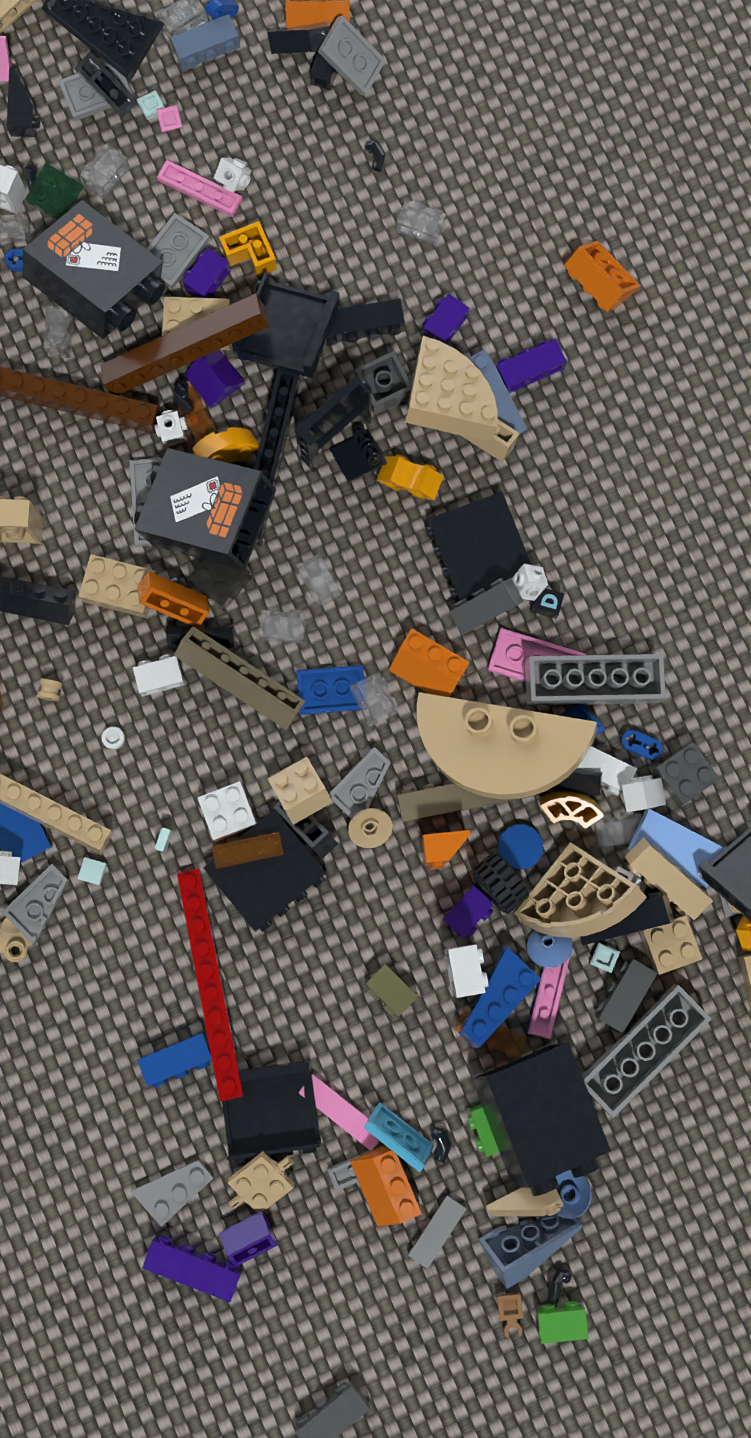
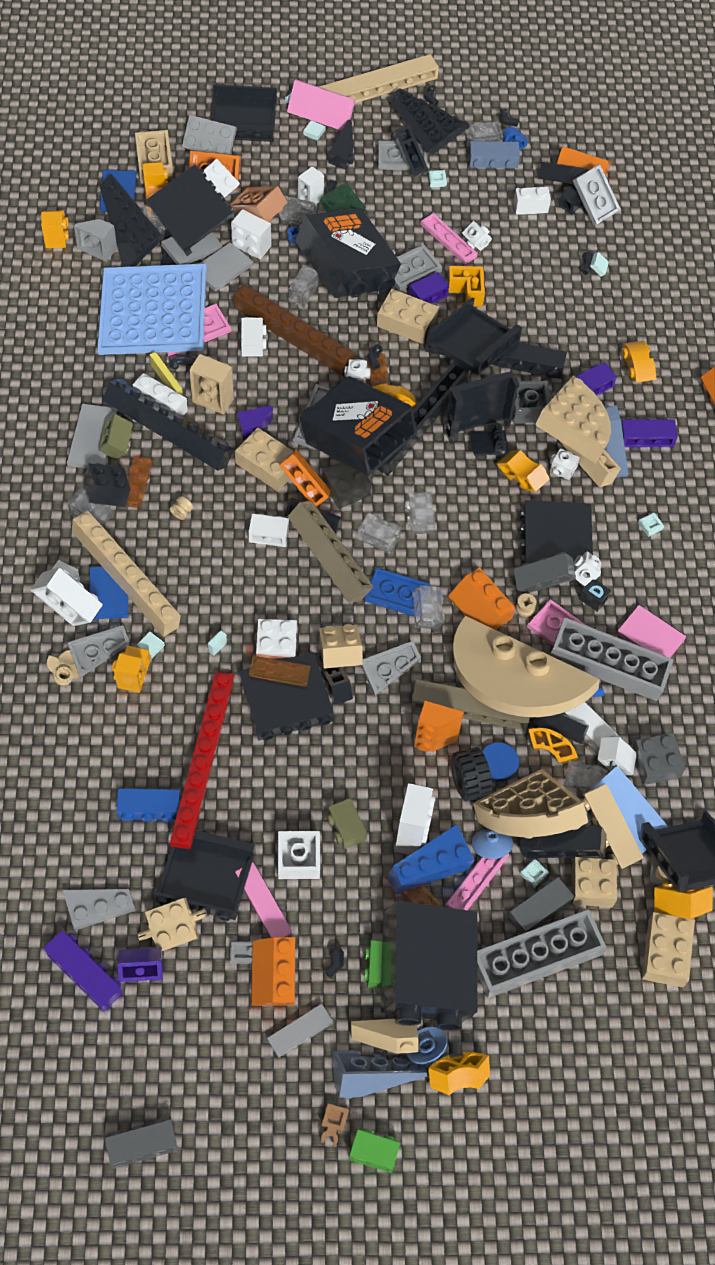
camera: 20 degrees right, 20 degrees down
(28, 428) = (252, 337): none -> white brick
(81, 542) = (255, 418): none -> dark purple slope
(86, 913) = (131, 668): none -> light orange brick
(104, 171) = (385, 203): clear brick -> none
(113, 738) = (213, 560): white tile -> none
(169, 118) = (446, 190): bright pink tile -> none
(185, 345) = (393, 319): reddish brown brick -> none
(214, 378) = (403, 355): dark purple slope -> none
(277, 93) = (531, 200): none -> white brick
(357, 1050) = (298, 854): none -> white brick
(371, 835) = (382, 707): tan dish -> none
(390, 152) = (599, 264): none -> light aqua tile
(399, 1136) = (303, 934): medium azure tile -> none
(421, 222) = (603, 313): clear brick -> none
(452, 449) = (564, 464): none -> white brick
(468, 912) = (443, 787): dark purple brick -> none
(473, 648) = (524, 609): none -> tan wheel
(481, 267) = (639, 364): none -> light orange brick
(556, 1283) = (382, 1117): black arm -> none
(575, 483) = (651, 524): none -> light aqua tile
(613, 1209) = (459, 1072): none -> light orange brick
(625, 624) = (651, 633): none -> bright pink tile
(639, 749) = (630, 725): blue beam -> none

